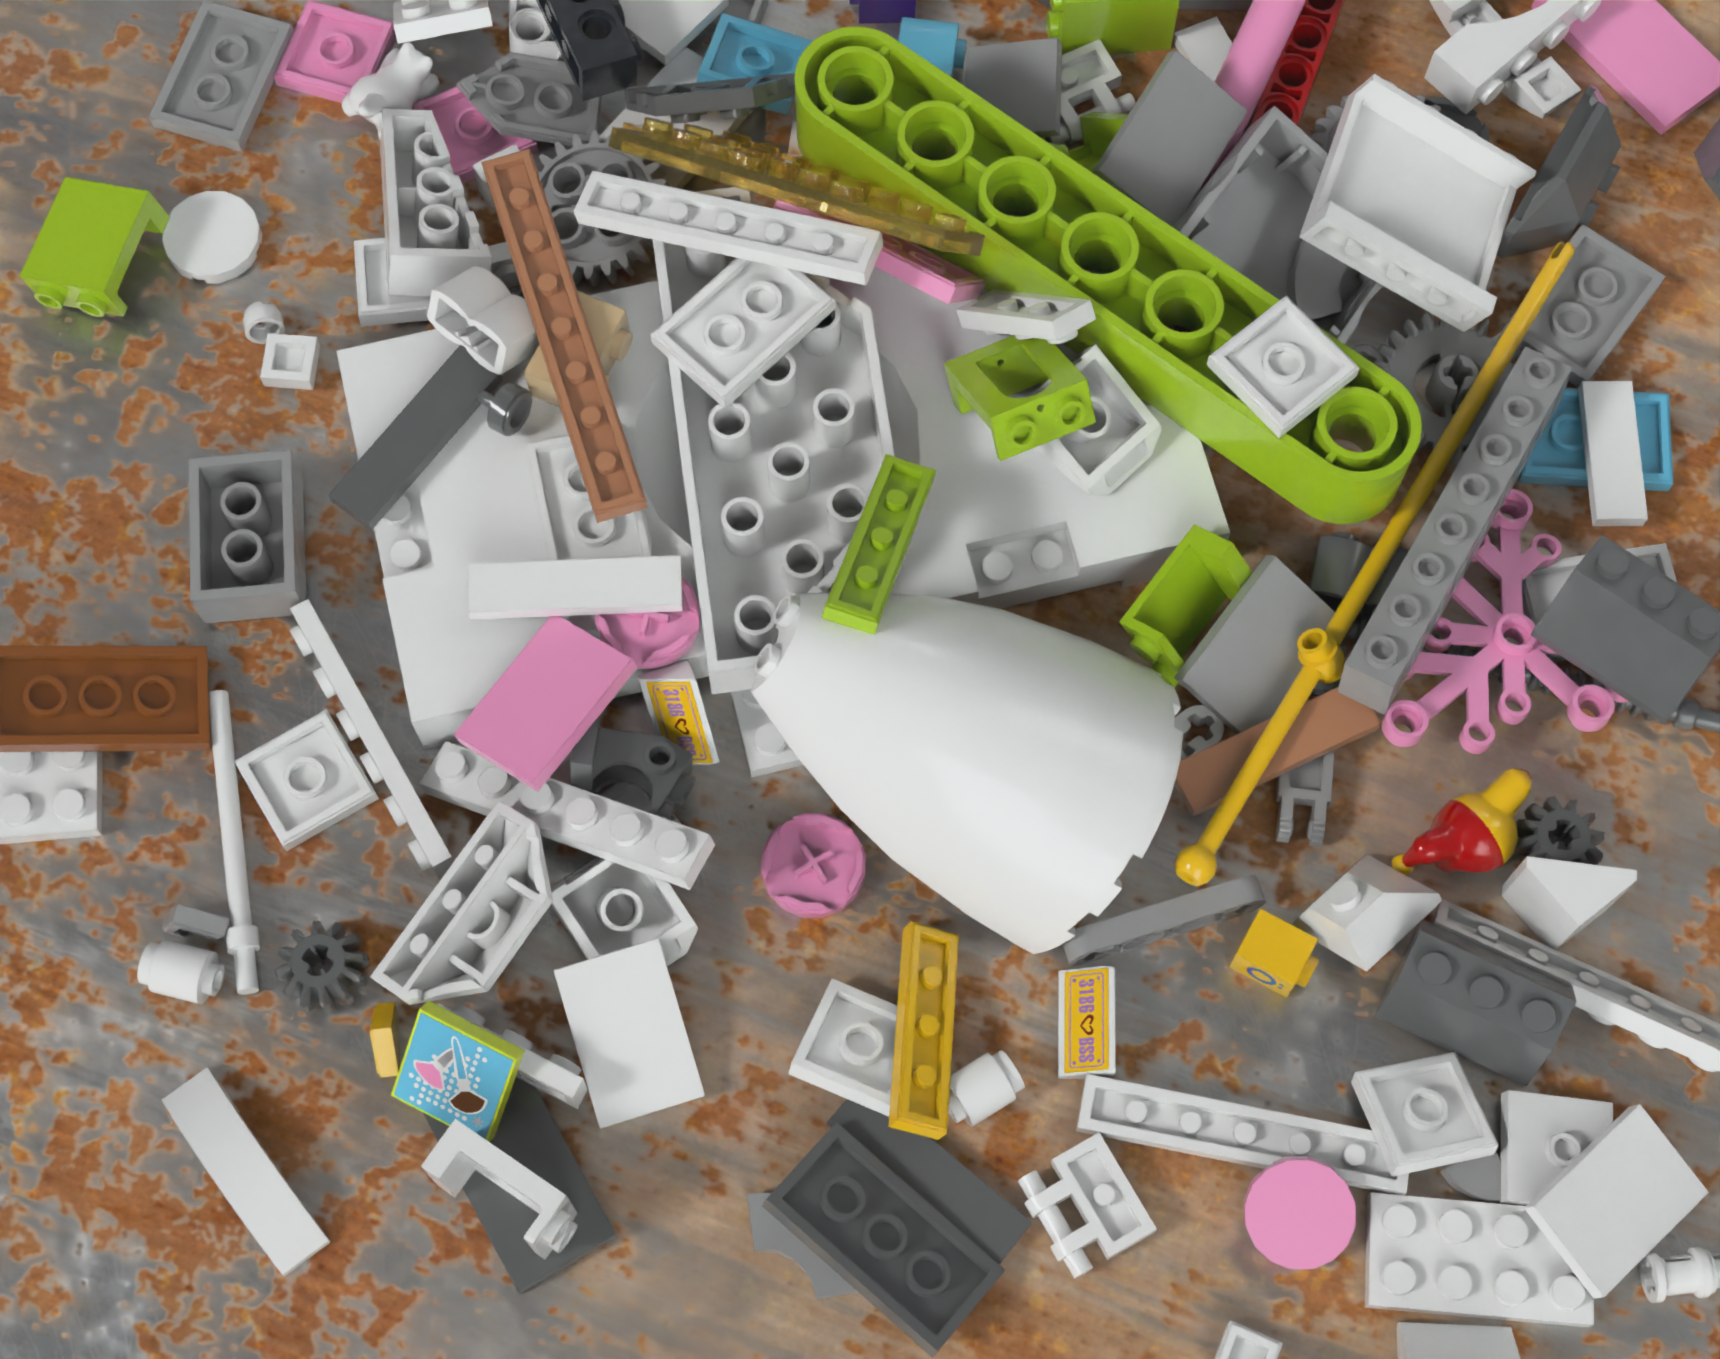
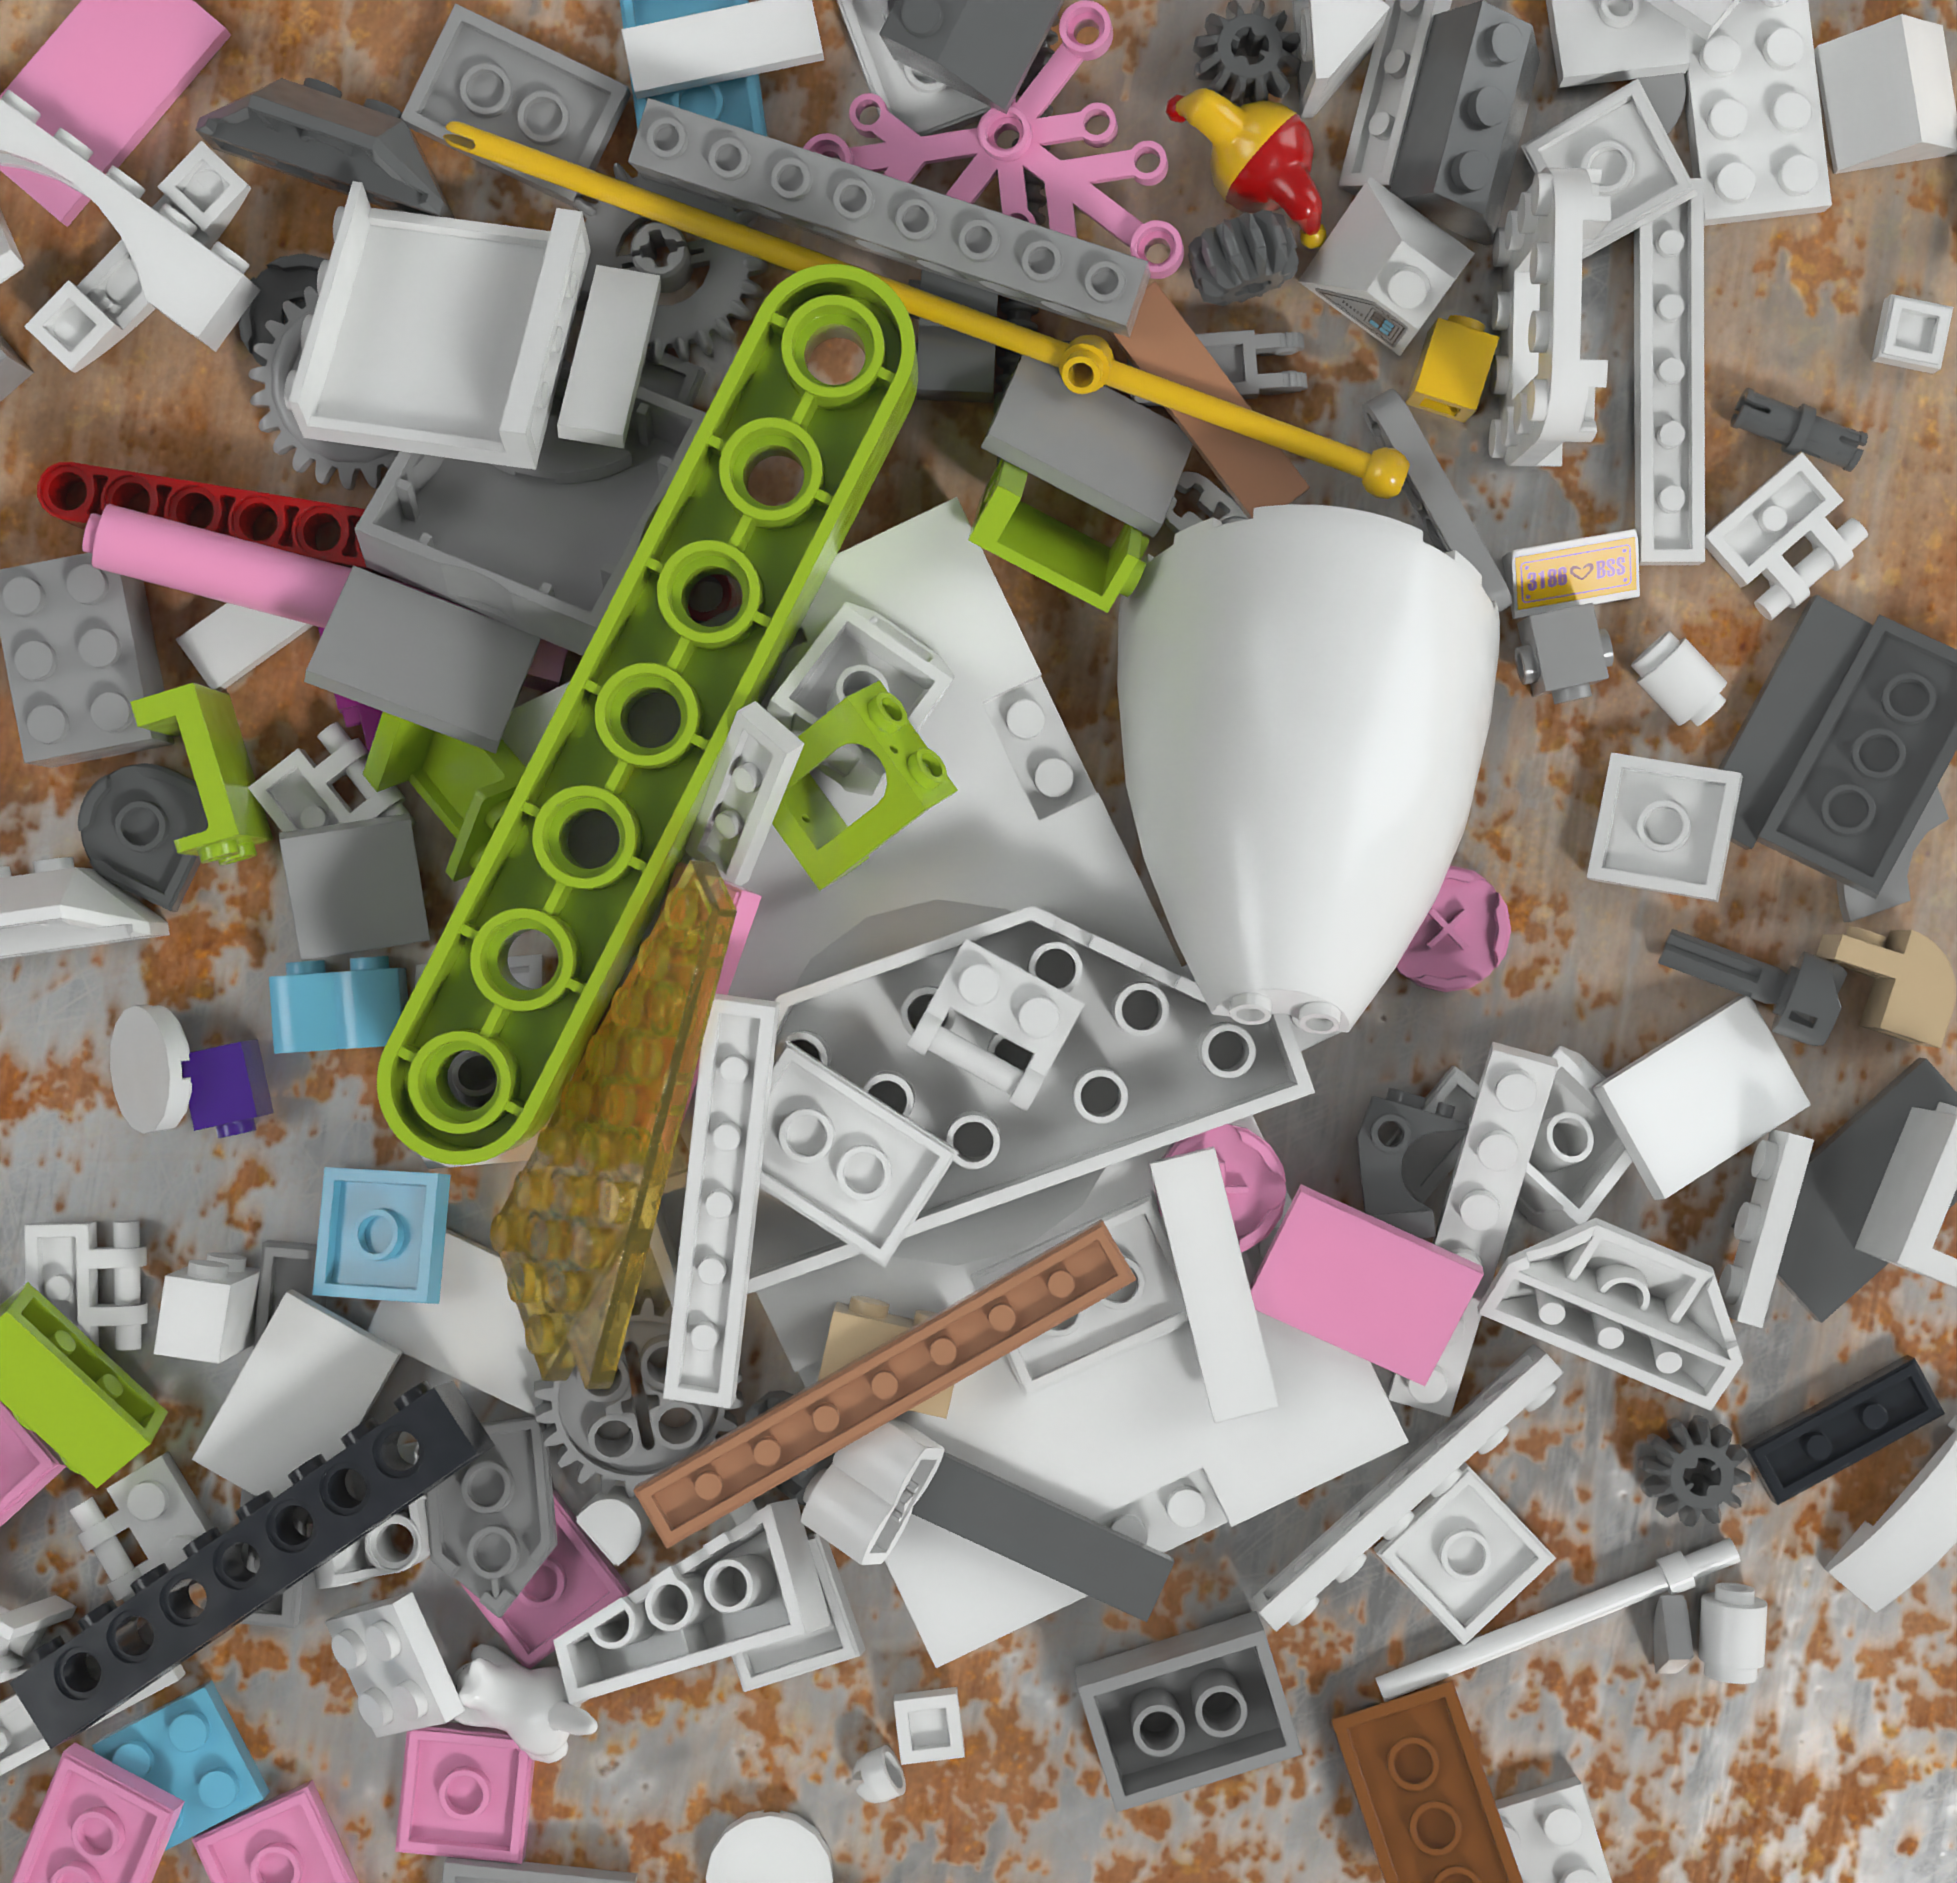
camera: 105 degrees left, 20 degrees up
(321, 1105) = (1843, 1429): none -> black tile
(385, 1039) = (1764, 1374): yellow tile -> none
(457, 1071) = (1805, 1279): tile -> none
(507, 408) = (985, 1427): dark grey tile -> none
(678, 710) = (1313, 1125): slope -> none
(686, 1232) = (1911, 985): none -> tan brick
(696, 1126) = (1799, 996): none -> dark grey piece
(729, 96) = (472, 1272): dark grey wing -> none
(828, 459) = (1009, 1005): none -> white plate
(879, 545) = (1130, 913): lime tile -> none
(924, 1031) = (1635, 756): yellow tile -> none
(1021, 996) = (1563, 653): none -> light grey brick
(1177, 1238) = (1799, 430): none -> dark grey pin
(1226, 986) = (1541, 259): none -> white plate
(1282, 366) = (778, 450): white tile -> none
(1299, 1212) = (1749, 295): bright pink tile -> none
(1378, 314) = (609, 357): none -> white tile
(1390, 799) = (1243, 257): none -> dark grey gear

